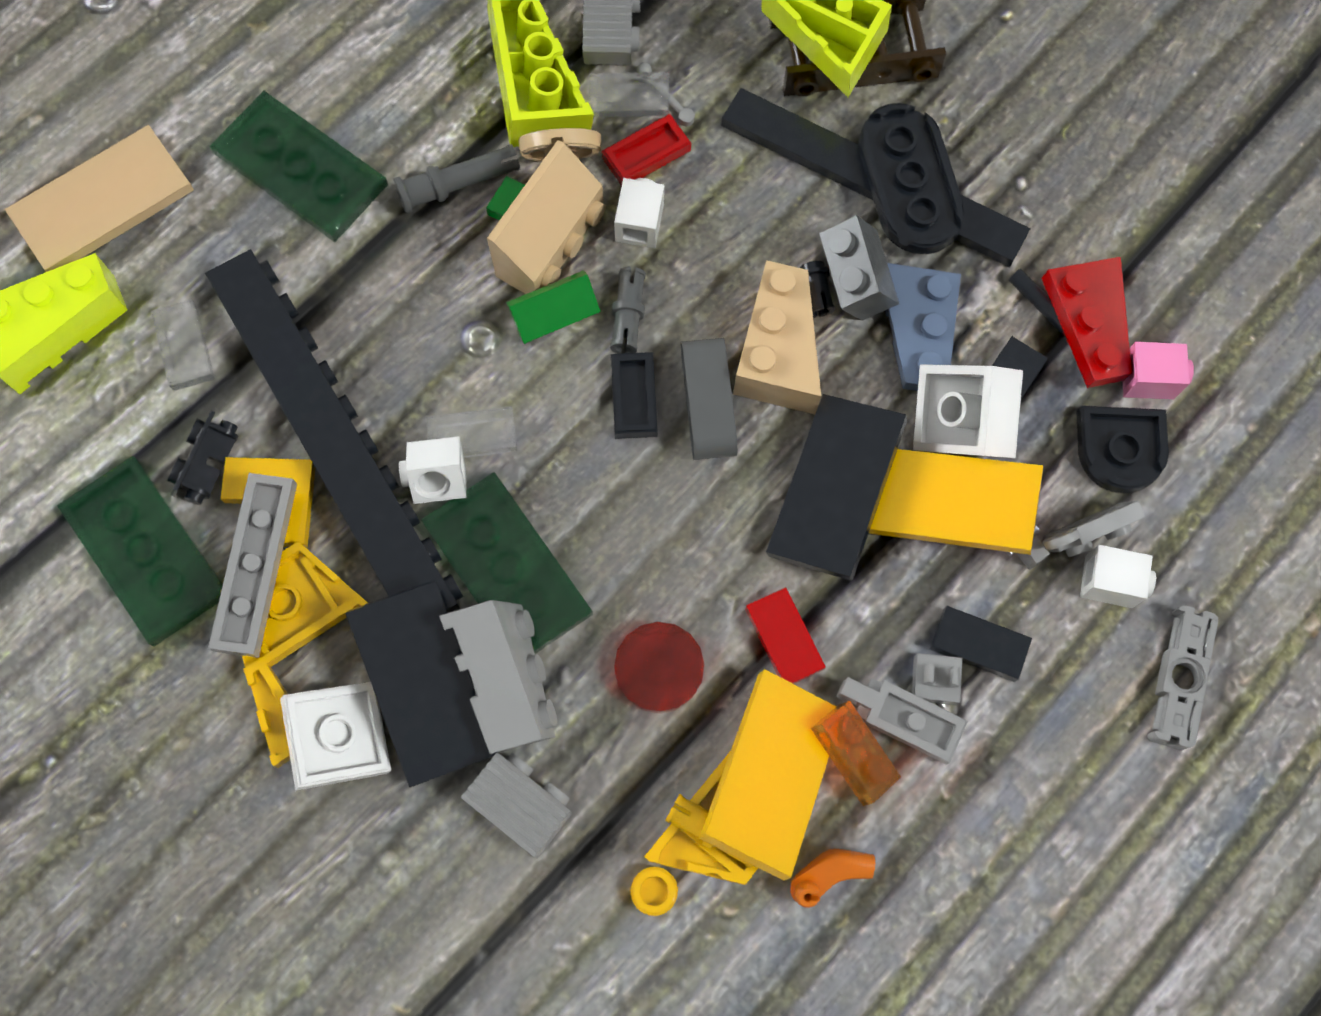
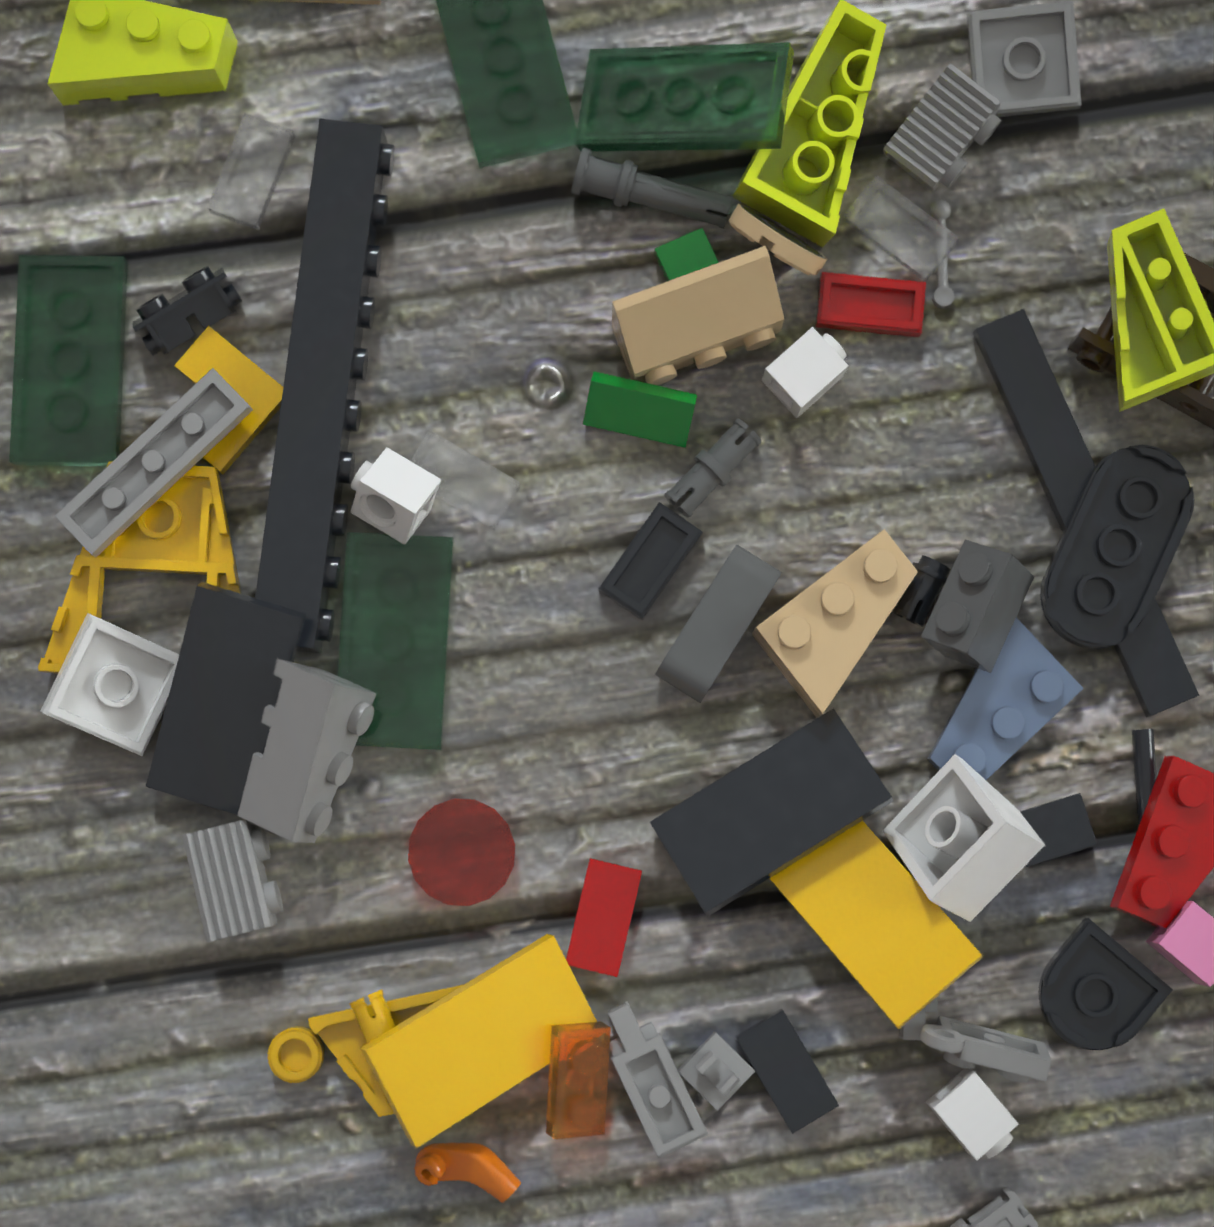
camera: 40 degrees right, 10 degrees up
(435, 103) = (685, 98): none -> clear green tile

